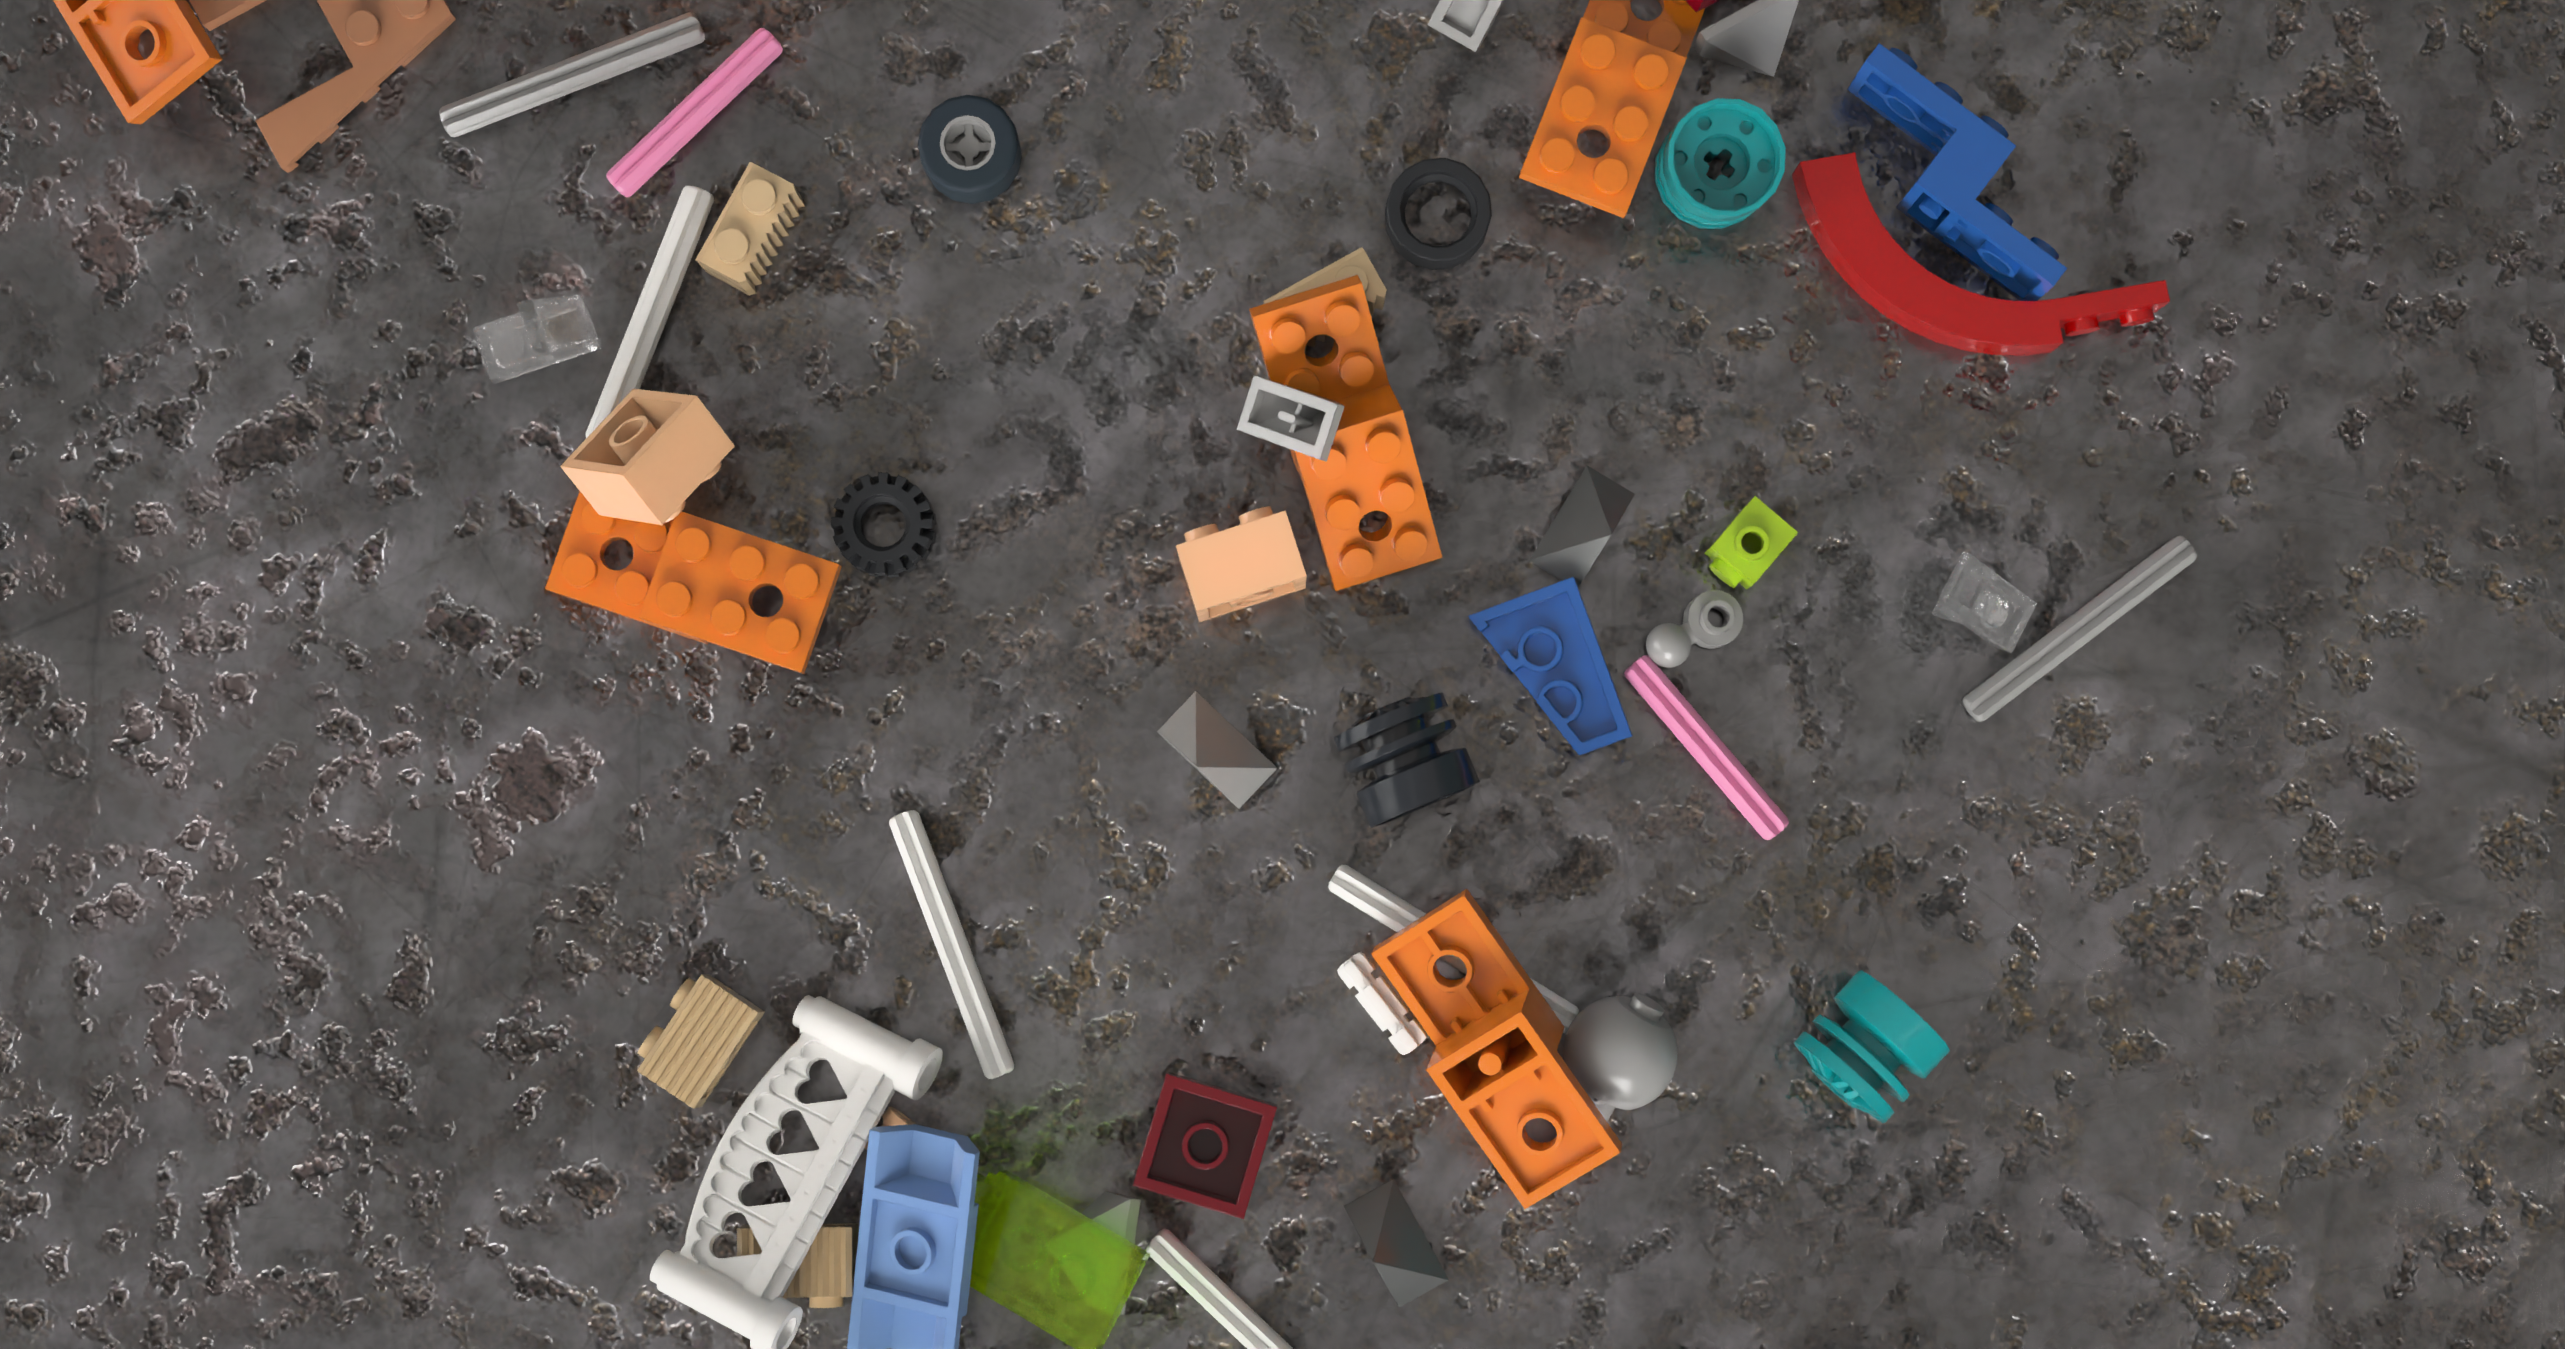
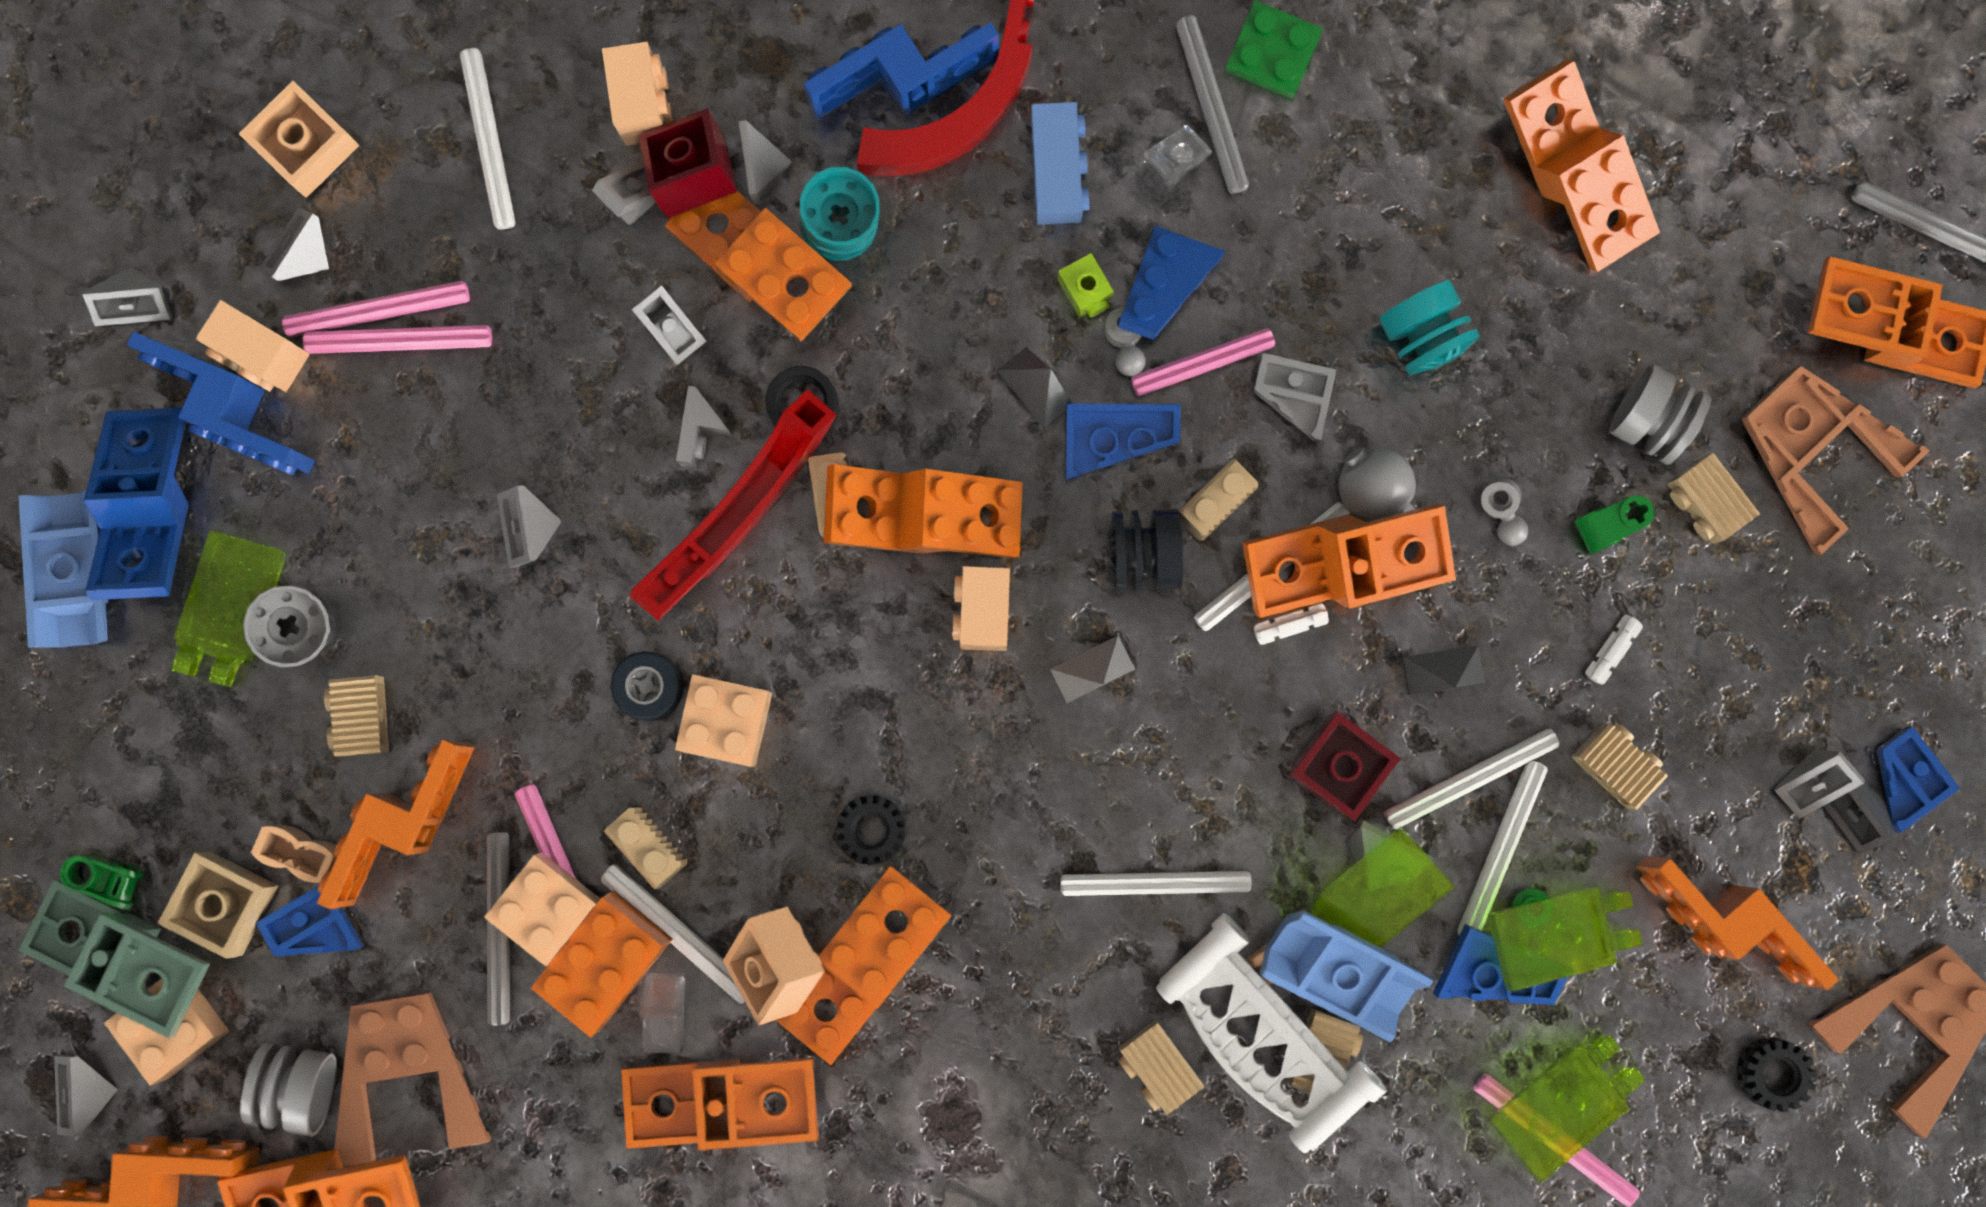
camera: 70 degrees left, 0 degrees up
(438, 456) = (720, 1104): none -> orange bracket
(571, 228) = (601, 963): none -> orange brick
(616, 121) = (542, 908): none -> light nougat brick
(959, 269) = (723, 721): none -> light nougat brick
(1290, 417) = (905, 540): light grey slope -> none
(1316, 204) = (743, 507): none -> red arch
(1364, 78) = (697, 418): none -> light grey slope
(1516, 835) = (1217, 500): none -> tan brick
(1632, 1269) = (1511, 529): none -> light grey plate
(1713, 893) = (1296, 391): none -> light grey wing
(1804, 651) = (1165, 279): none -> blue wing
(1910, 442) = (1058, 163): none -> medium blue brick
(2191, 1183) = (1581, 165): none -> bracket
(2193, 687) = (1273, 49): none -> green plate

